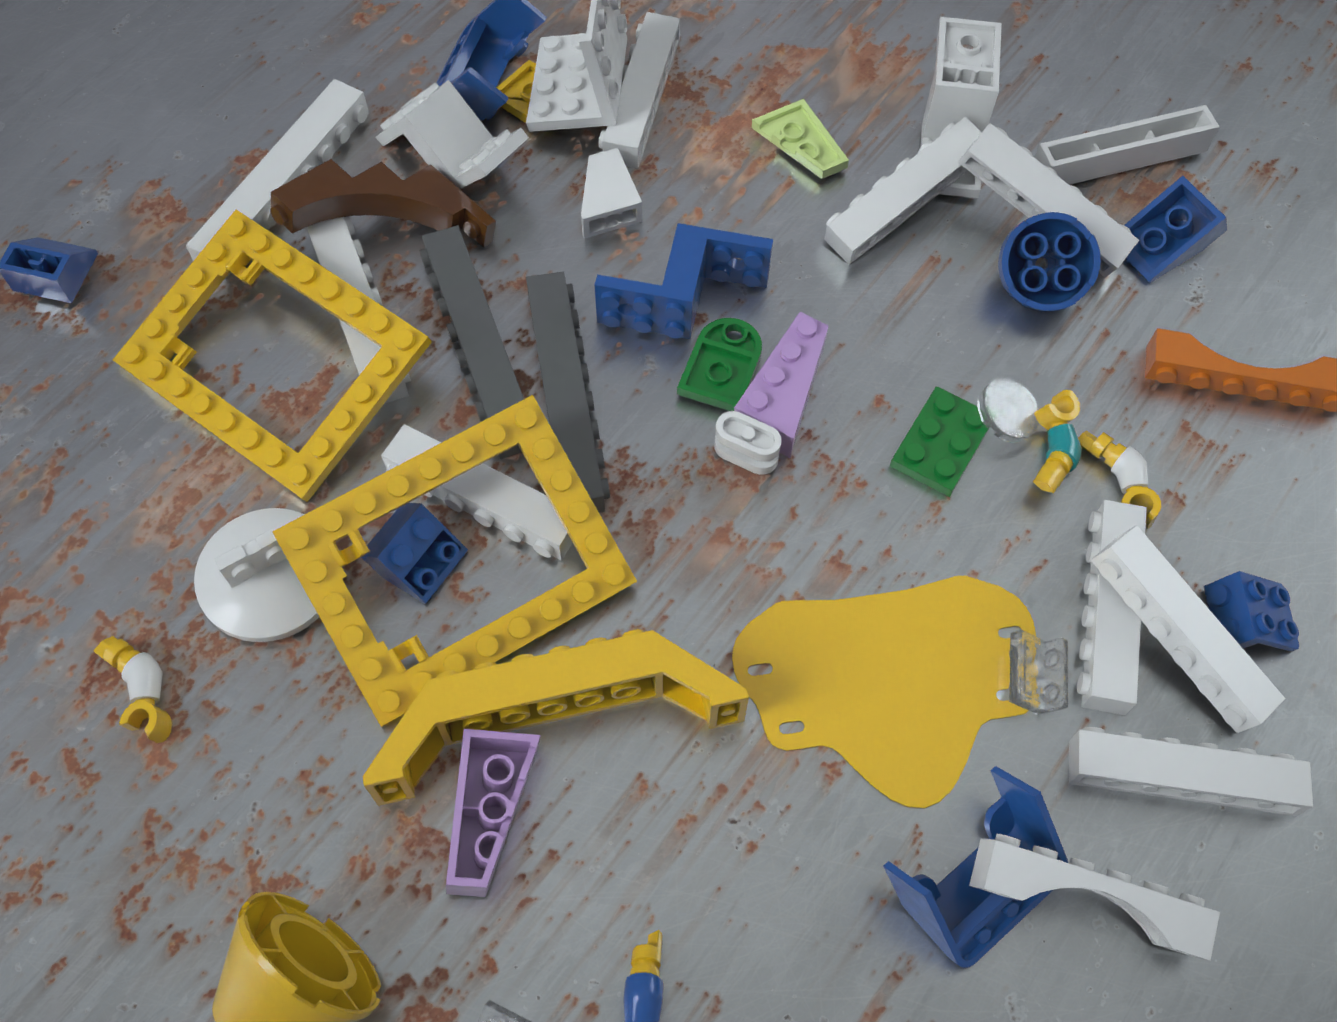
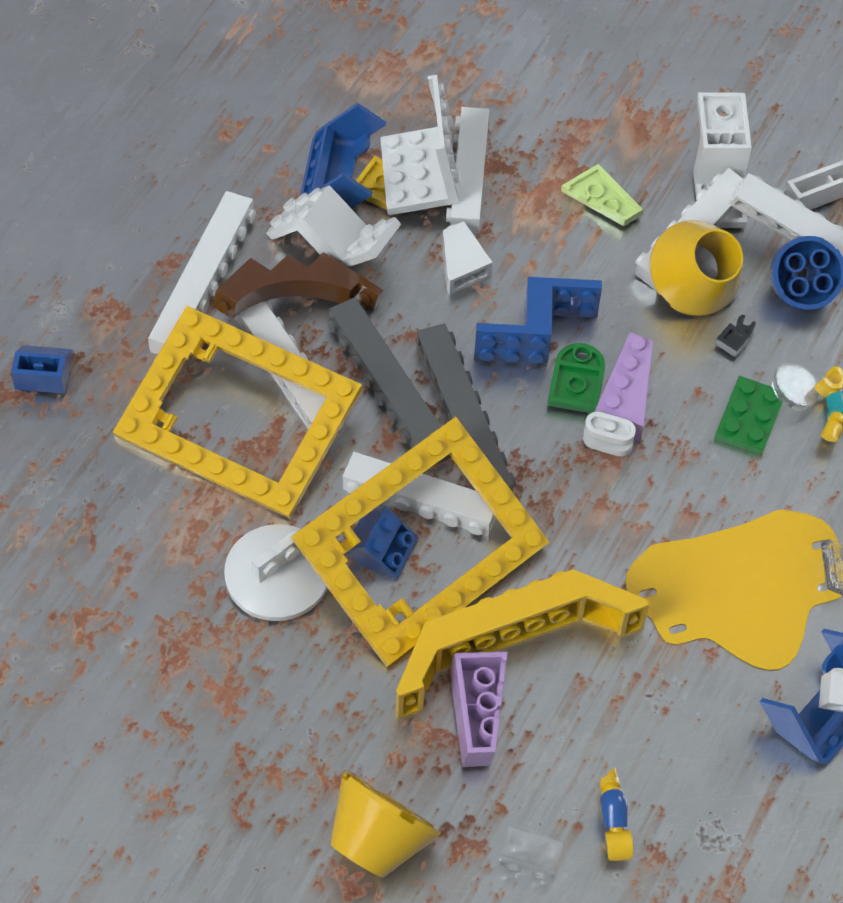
camera: 10 degrees left, 5 degrees down
(143, 684) = (209, 656): yellow piece -> none
(880, 254) = (678, 275): none -> yellow cone
(939, 336) = (735, 337): none -> black plate

